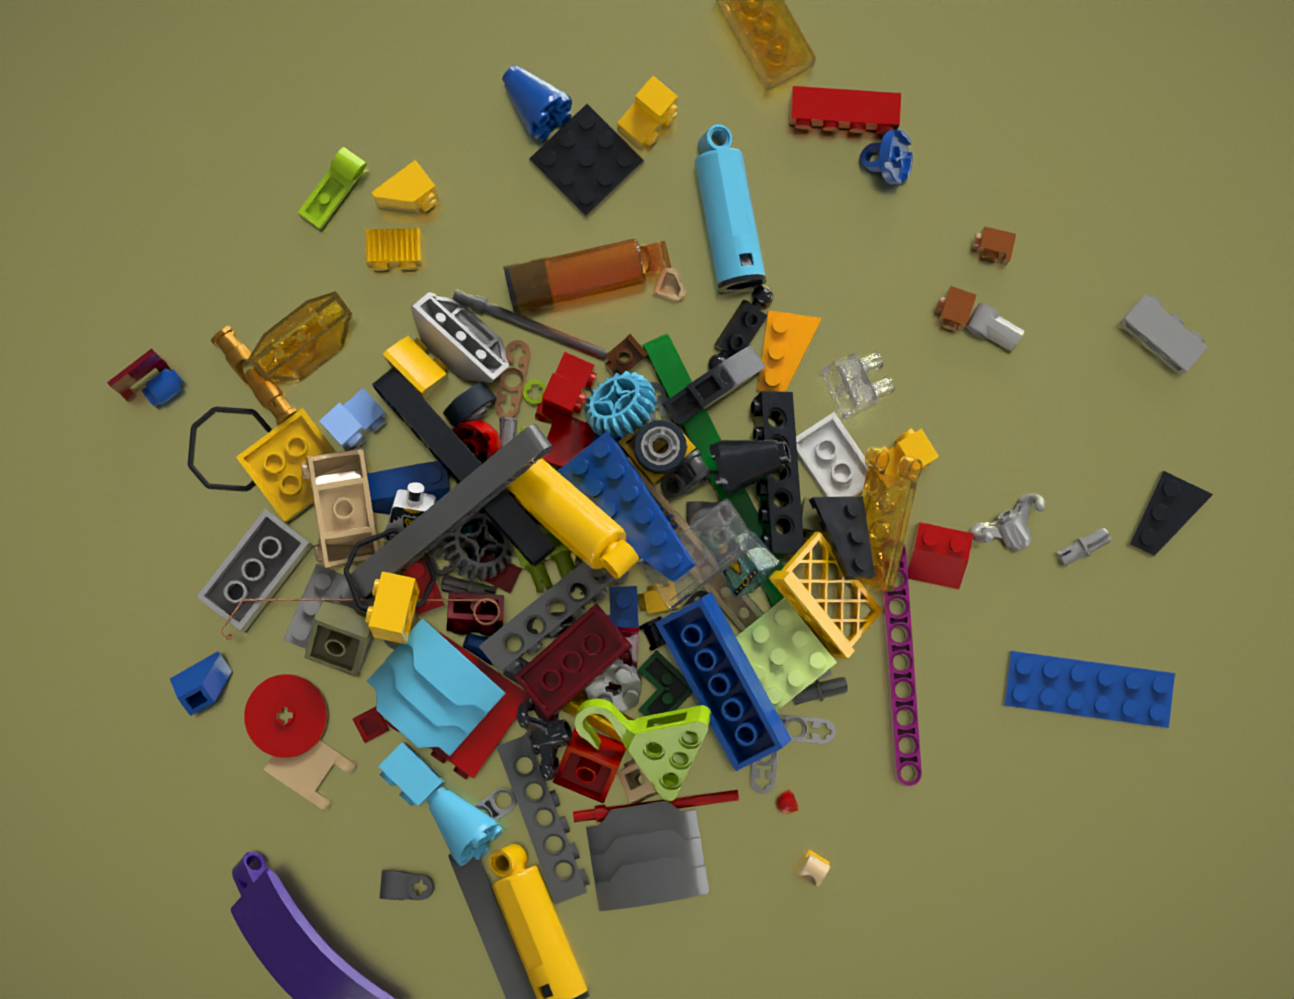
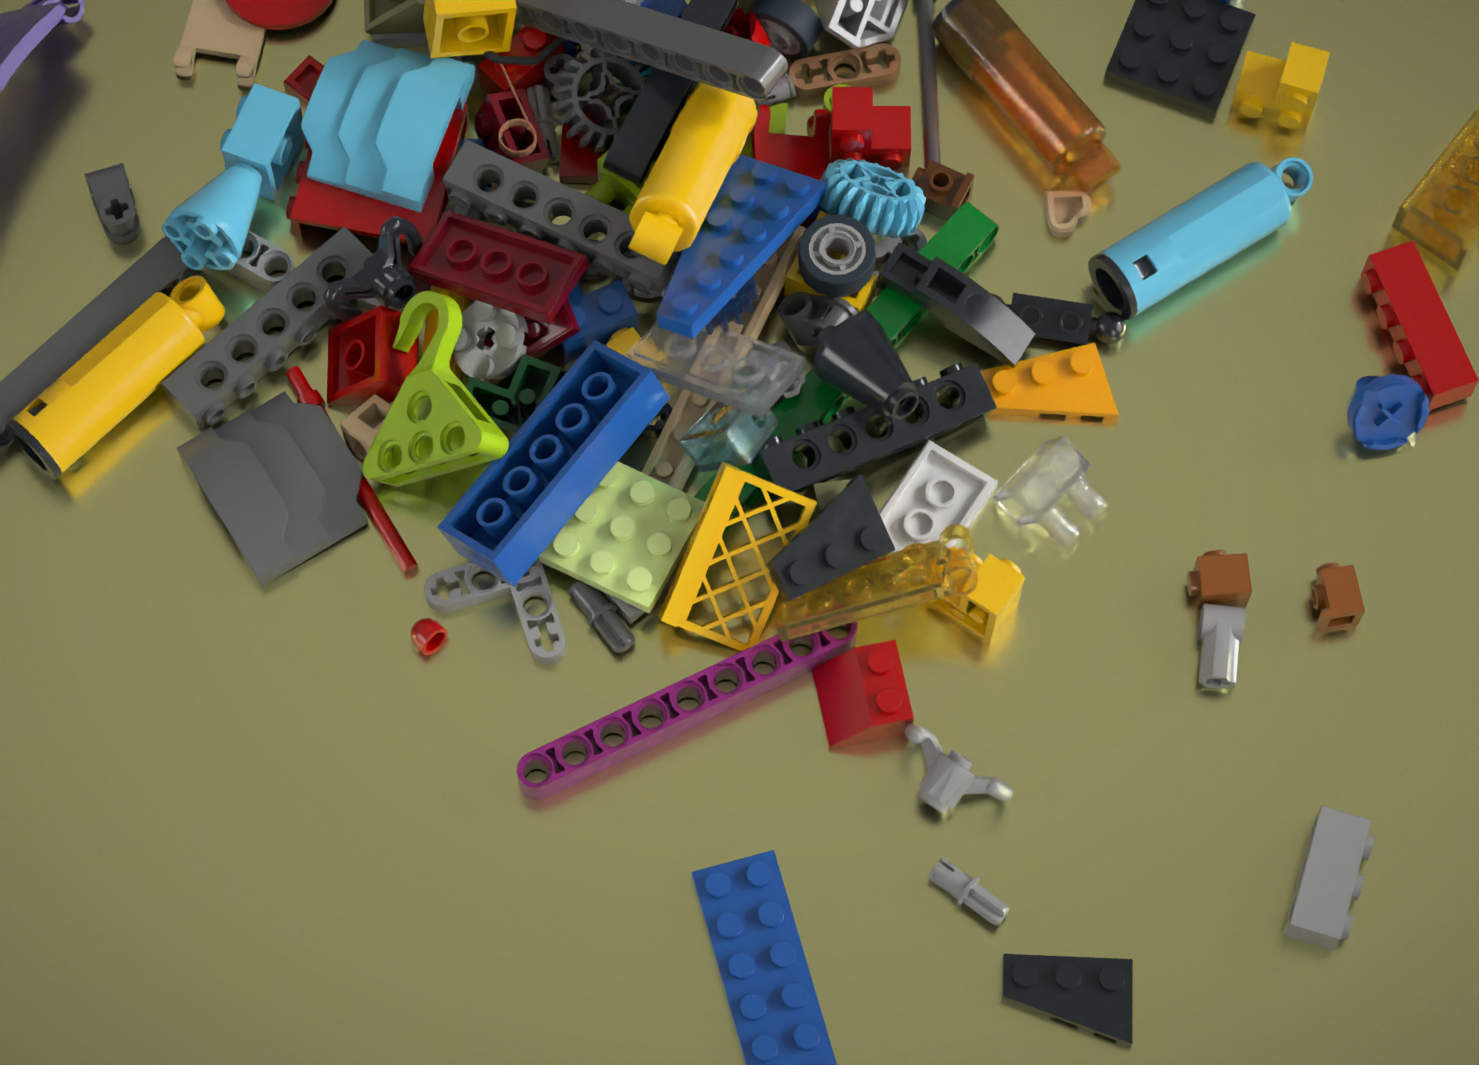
camera: 75 degrees right, 15 degrees down
(812, 868) = (346, 699): tan leg -> none

